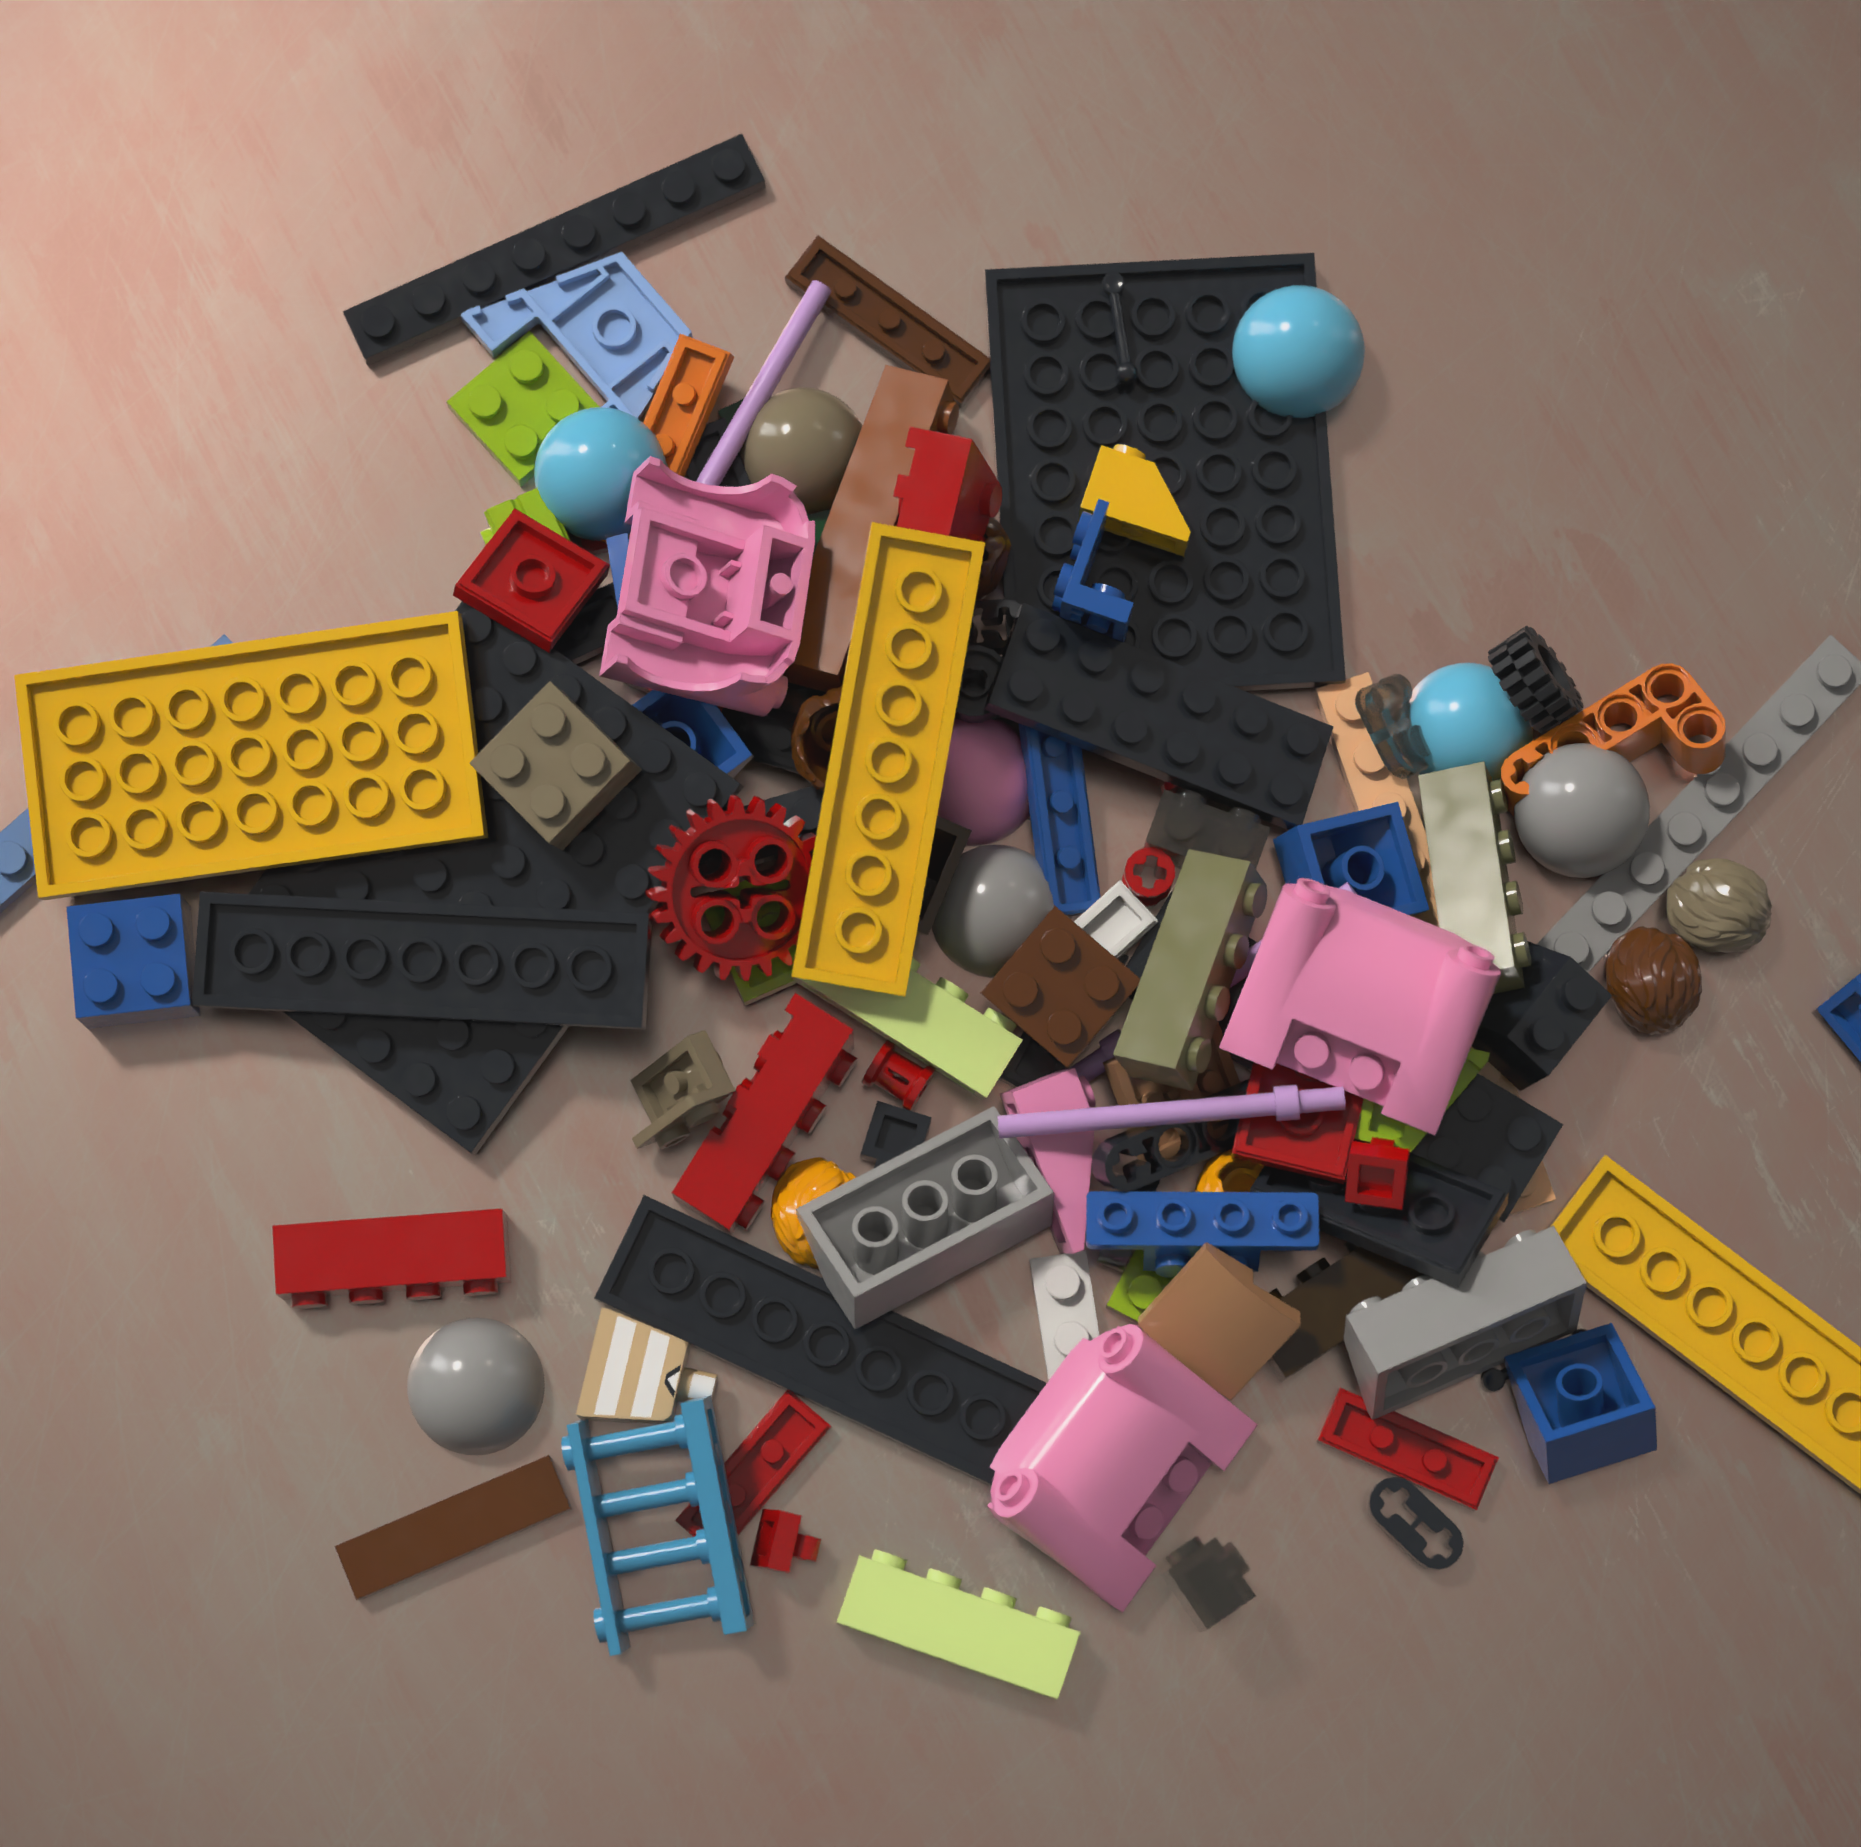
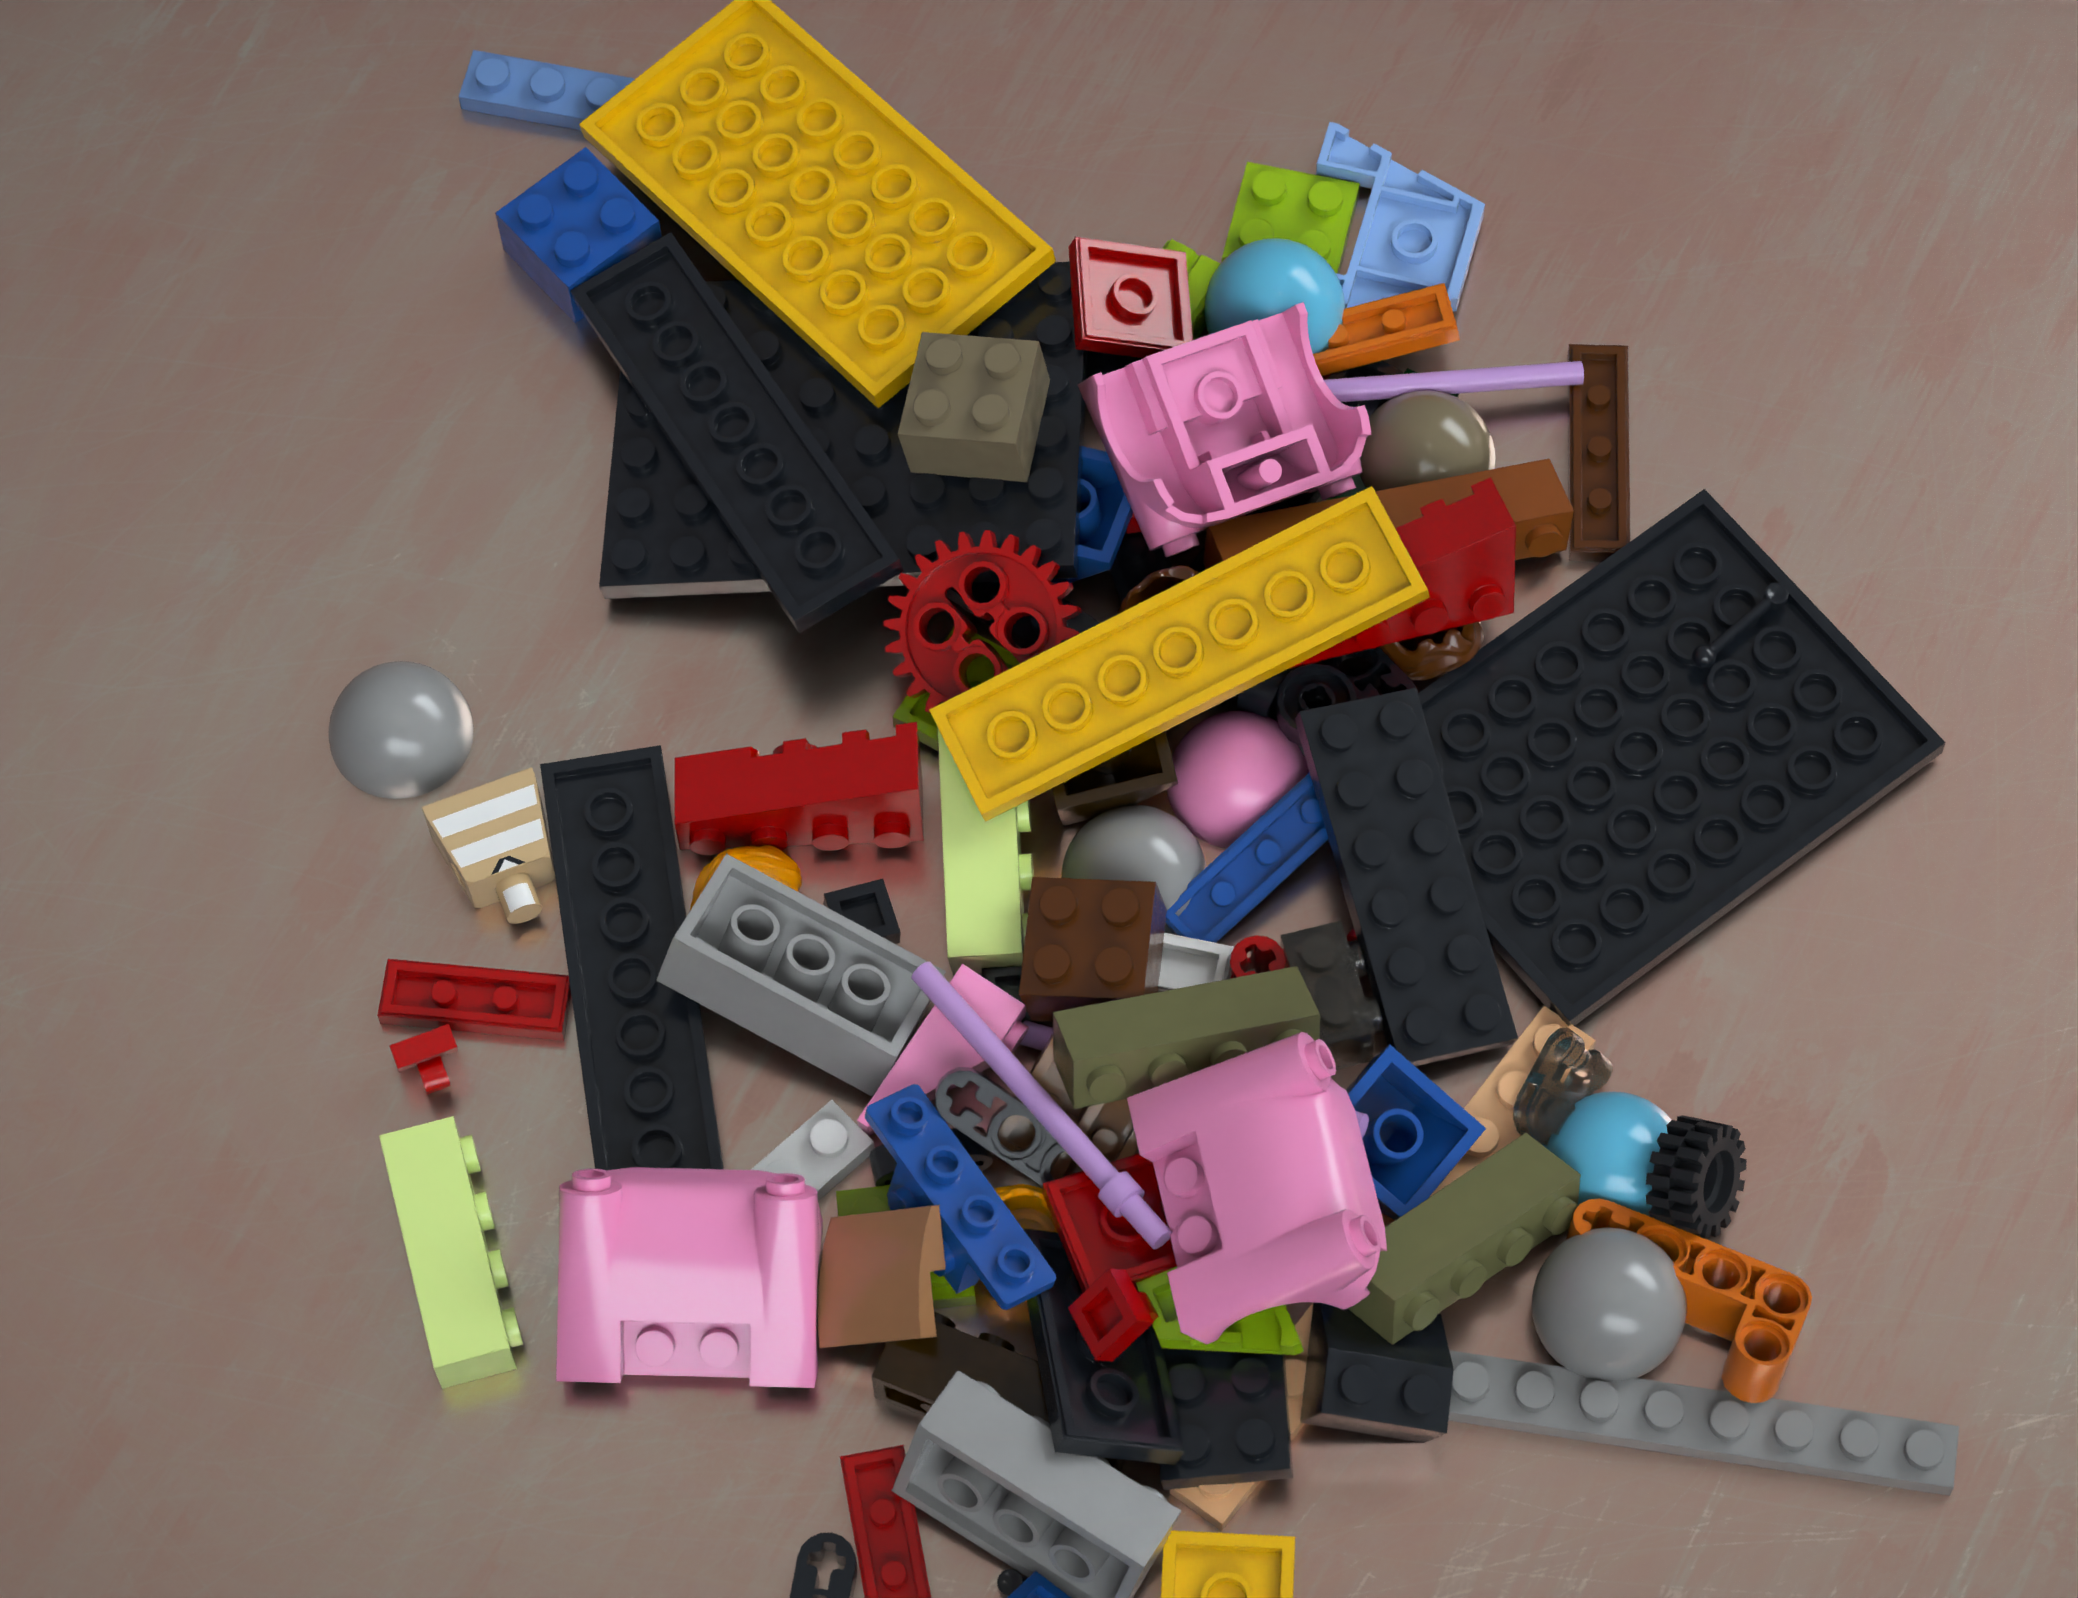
camera: 60 degrees right, 15 degrees down
(391, 1256) = (467, 587): red brick -> none
(453, 1527) = (262, 790): reddish brown tile -> none
(555, 247) = (1503, 183): black plate -> none
(681, 1091) = (772, 711): dark tan bracket -> none
(702, 1487) = (401, 984): dark azure fence -> none
(879, 1074) = (919, 884): red bush -> none
(1097, 607) = (1482, 717): blue bracket -> none
(1137, 500) = (1586, 725): yellow slope -> none
(1208, 1580) = (630, 1429): clear smoke brick -> none
(1298, 351) = (1843, 787): medium azure piece -> none
(1653, 980) = (1497, 1477): reddish brown hair -> none
(1719, 906) = (1615, 1492): dark tan hair -> none

